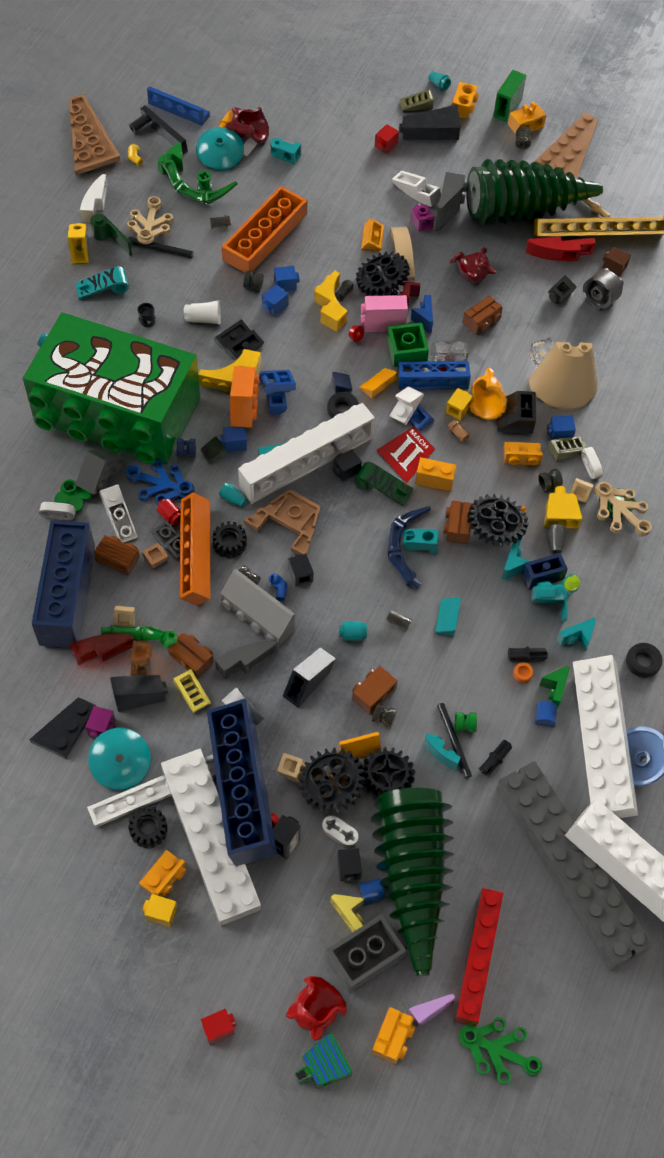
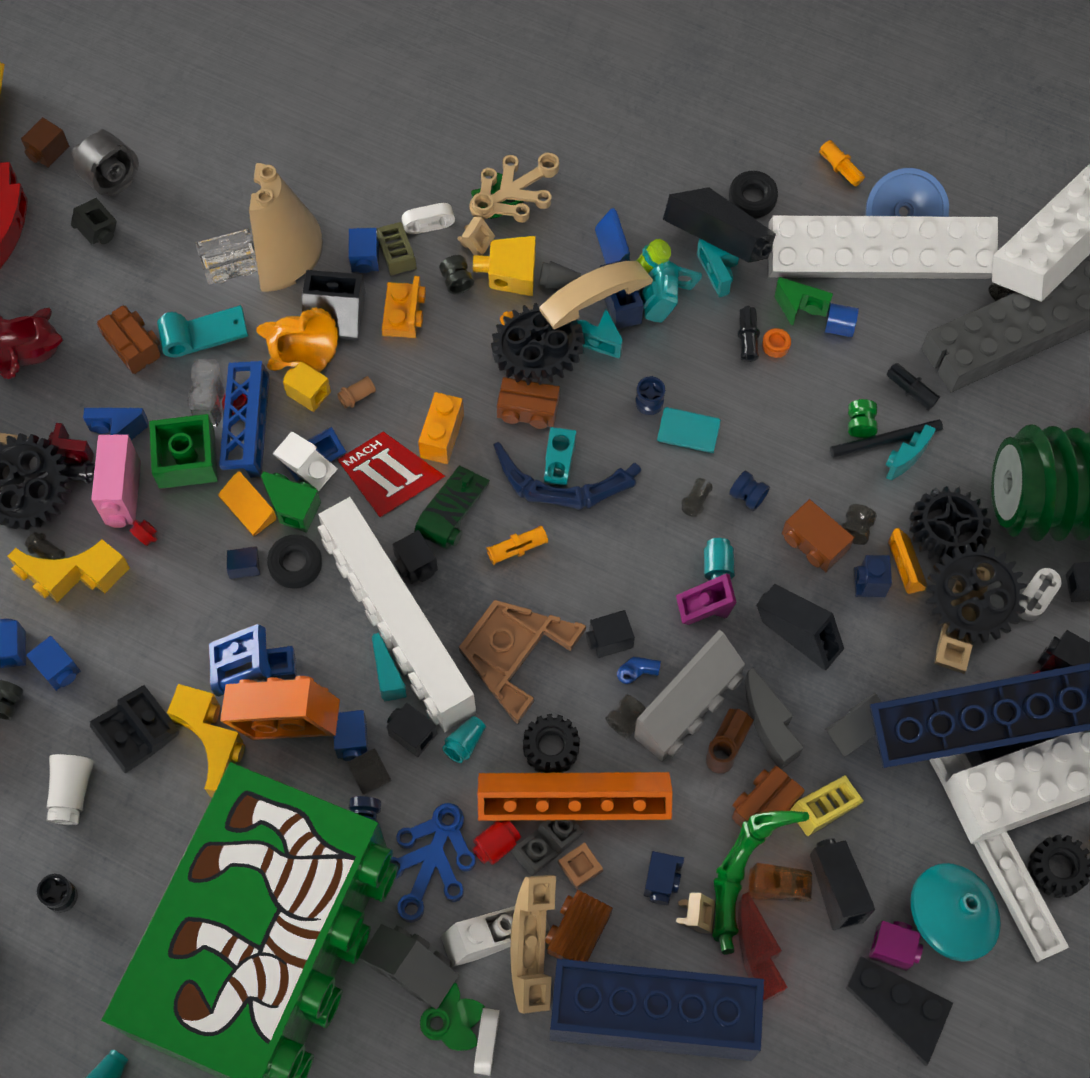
camera: 85 degrees left, 5 degrees up
(116, 525) = (527, 948): none -> tan slope
(146, 596) = (662, 877): none -> dark blue brick
(232, 465) = (411, 729): none -> black brick
(232, 635) = (728, 739): none -> reddish brown piece
(324, 623) = (707, 599): none -> magenta slope
(346, 719) = (873, 576): none -> dark blue brick
(359, 519) = (517, 545): none -> light orange pin
(380, 400) = (292, 502): none -> green slope
(405, 649) = (749, 490): none -> dark blue wheel
(471, 591) = (649, 389): none -> dark blue wheel
(489, 344) = (185, 337): none -> teal door
(539, 545) = (593, 287): none -> tan slope
(592, 572) = (612, 238): none -> blue slope
(607, 627) = (719, 223): none -> black slope

